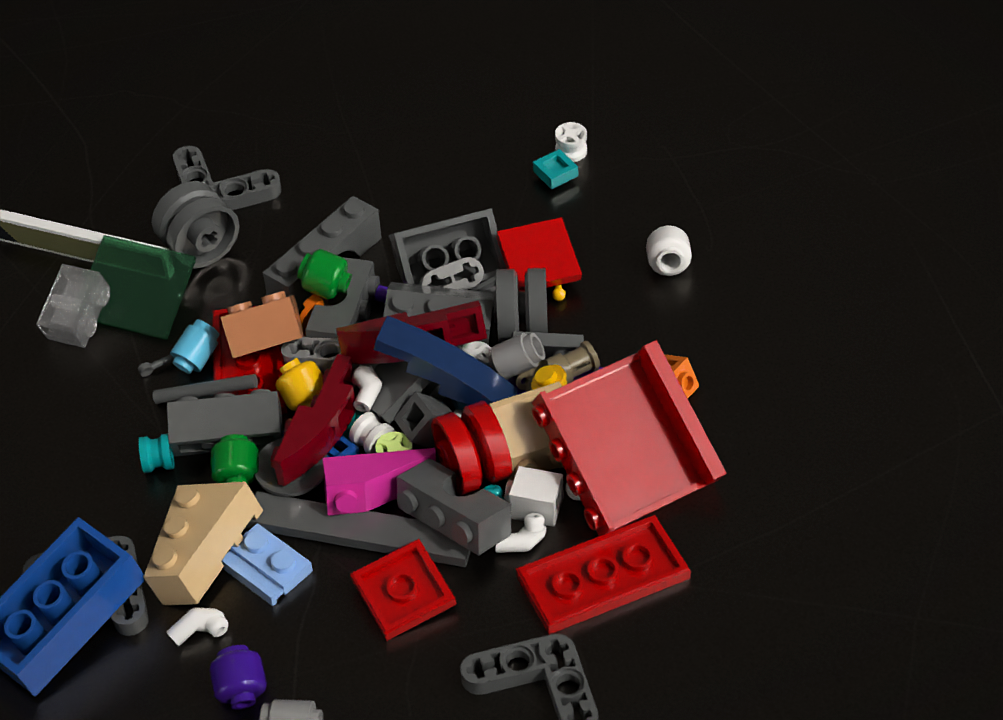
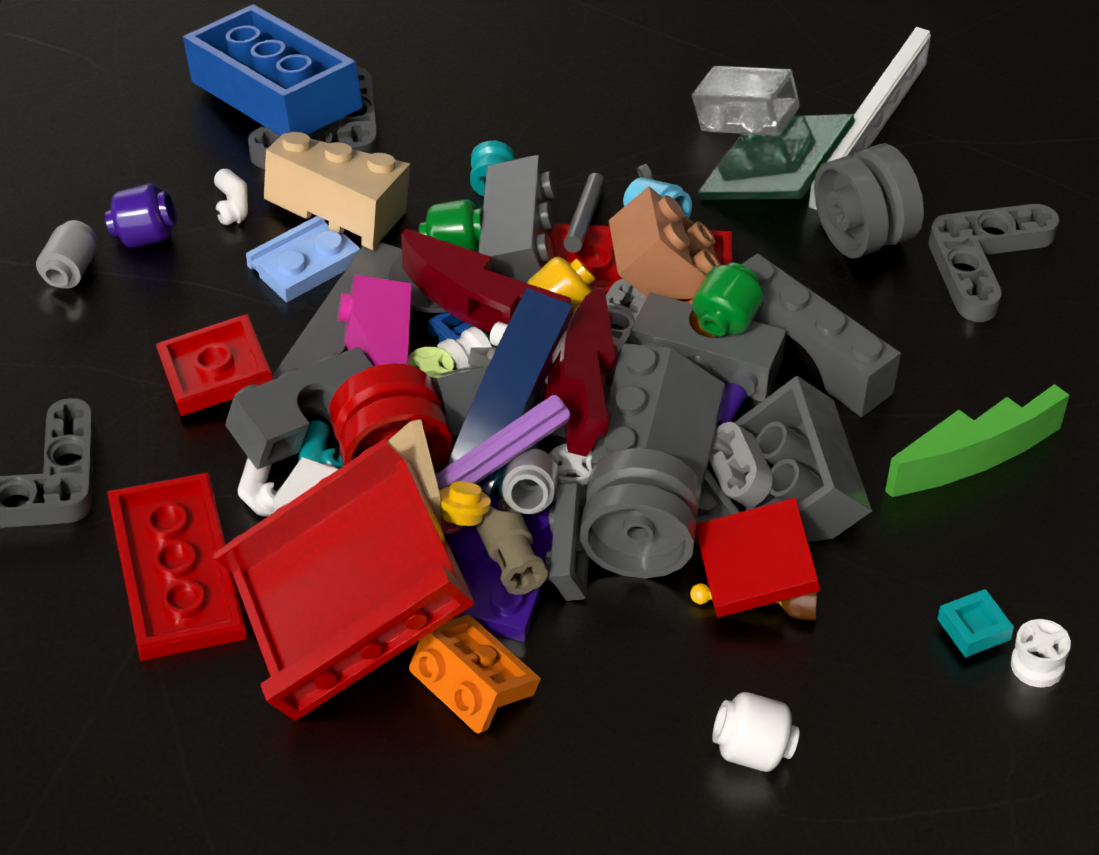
camera: 95 degrees right, 0 degrees up
(412, 177) = (970, 446): none -> bright green slope
(494, 358) = (506, 443): none -> medium lavender axle

